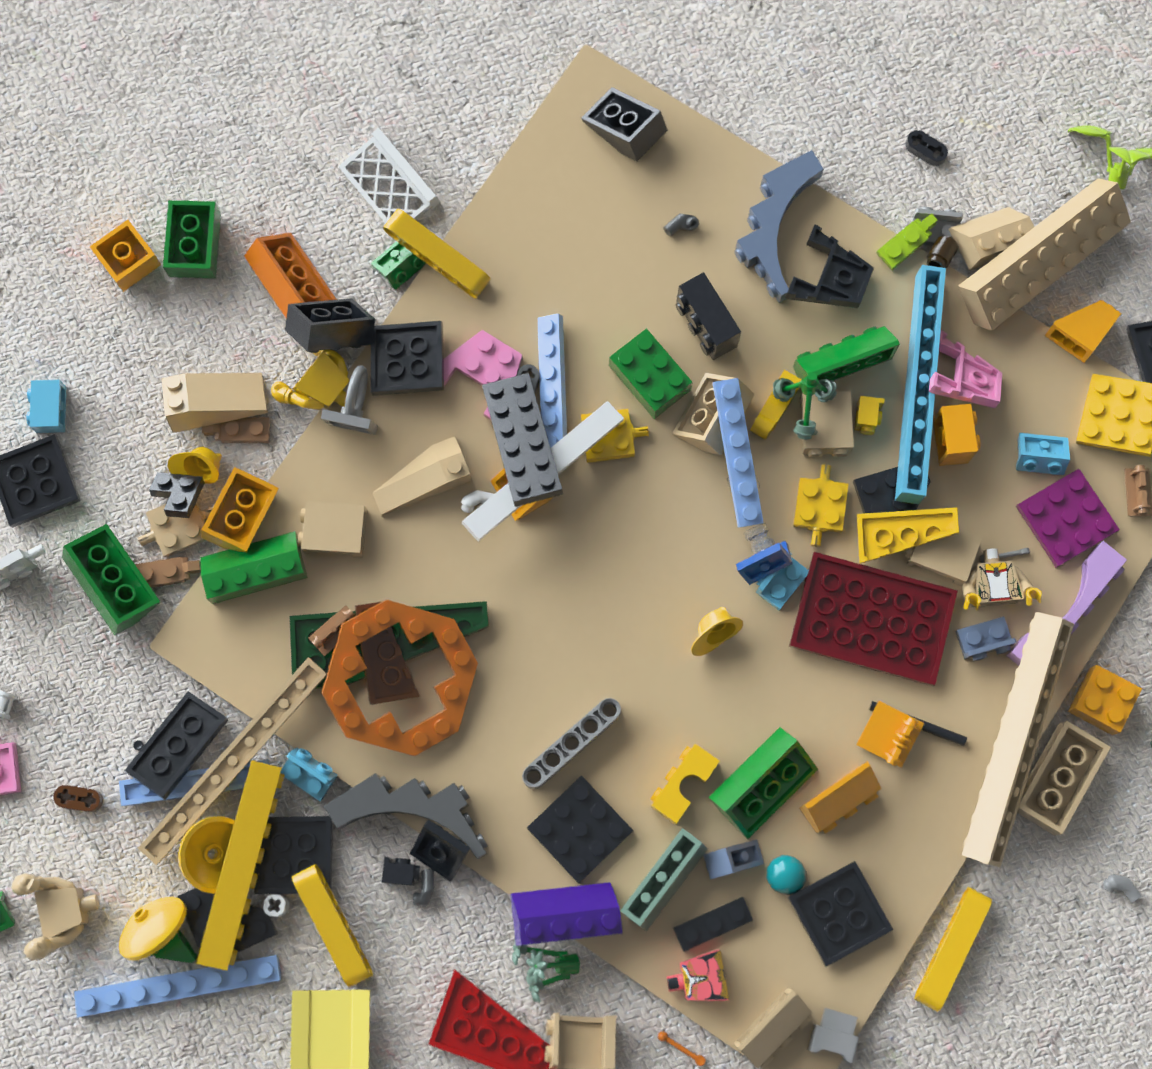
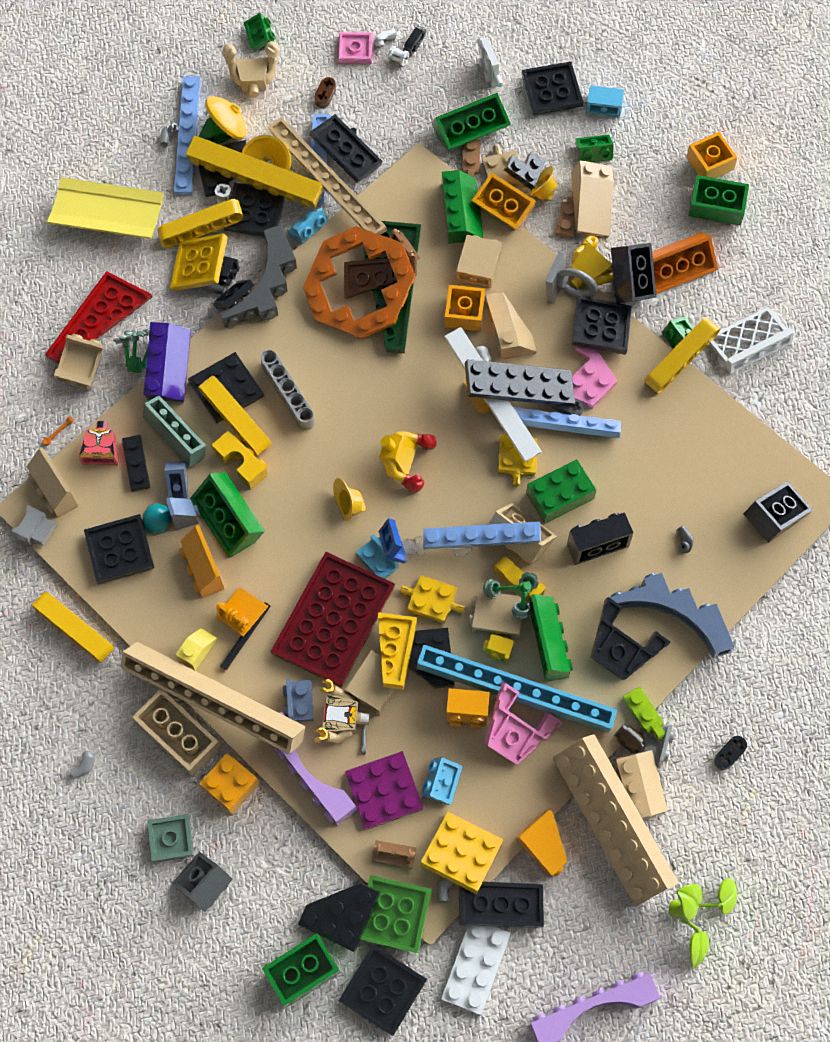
camera: 100 degrees right, 10 degrees down
(126, 409) = (595, 148): none -> green bracket
(178, 1016) = (167, 132): none -> light grey arm
(397, 911) = (198, 262): none -> yellow plate
(412, 533) = (464, 308): none -> light orange brick
(627, 803) = (234, 415): none -> yellow beam
(642, 578) = (398, 455): none -> yellow torso
(777, 838) = (182, 512): none -> sand blue slope
(950, 778) = (196, 648): none -> light yellow slope

